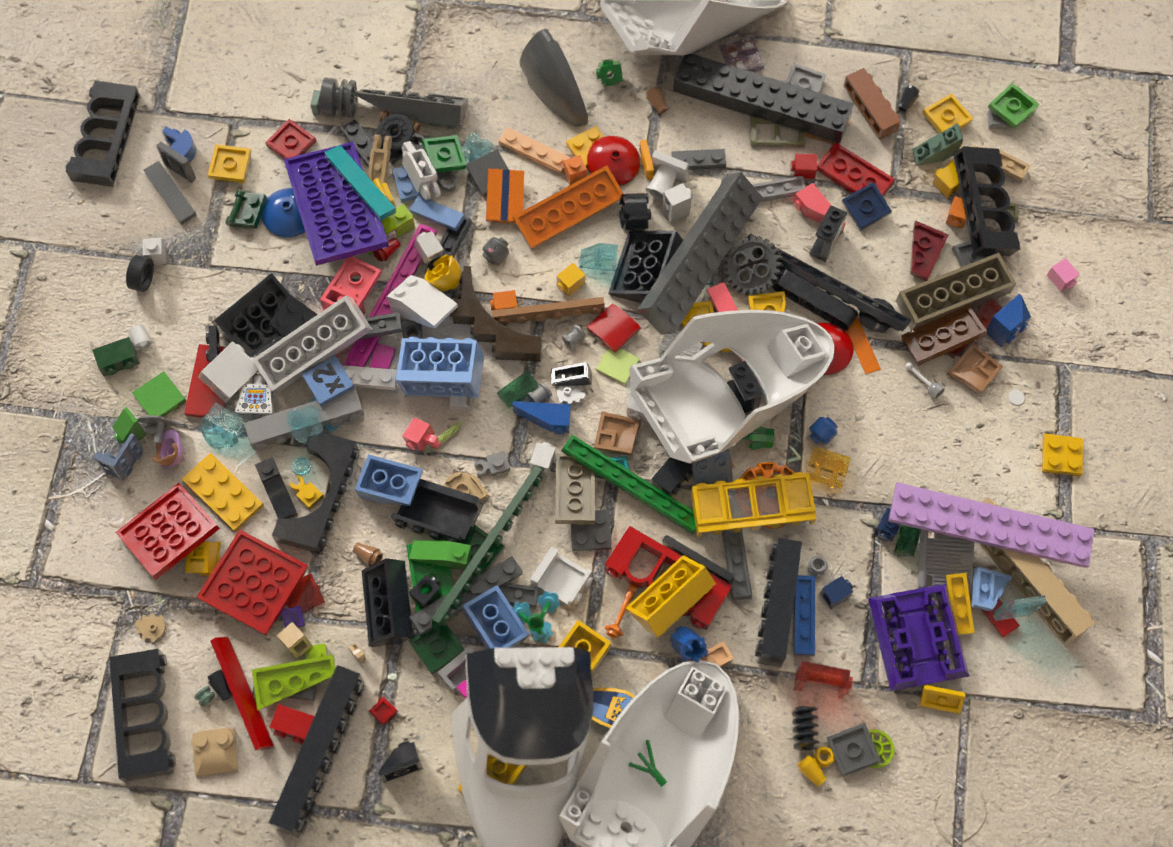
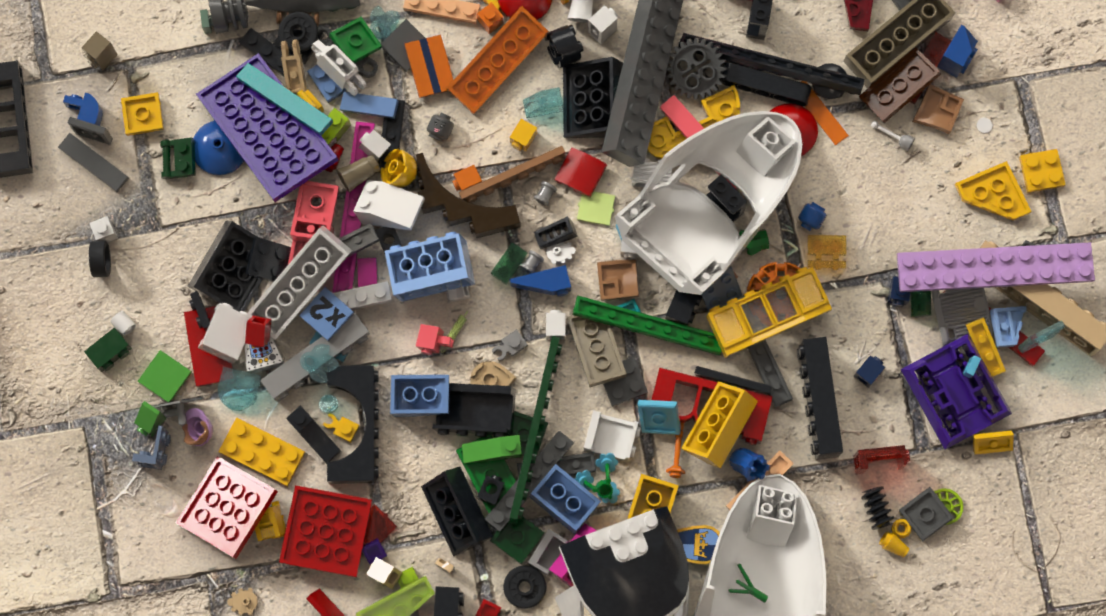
camera: 15 degrees left, 10 degrees up
(210, 98) = (99, 51): none -> dark tan brick
(257, 376) = (258, 331): none -> red brick
(290, 140) = (194, 70): tile -> none
(368, 554) = (425, 470): medium nougat cone -> none
(404, 265) = (358, 172): none -> dark tan plant
(430, 710) = (519, 575): none -> black wheel
(613, 571) = (659, 417): none -> medium azure tile
(804, 616) = (847, 403): blue plate -> none
(817, 560) = (844, 344): light grey plate -> none
(940, 614) = (971, 366): none -> medium azure tile
(1010, 460) = (995, 192): none -> yellow plate

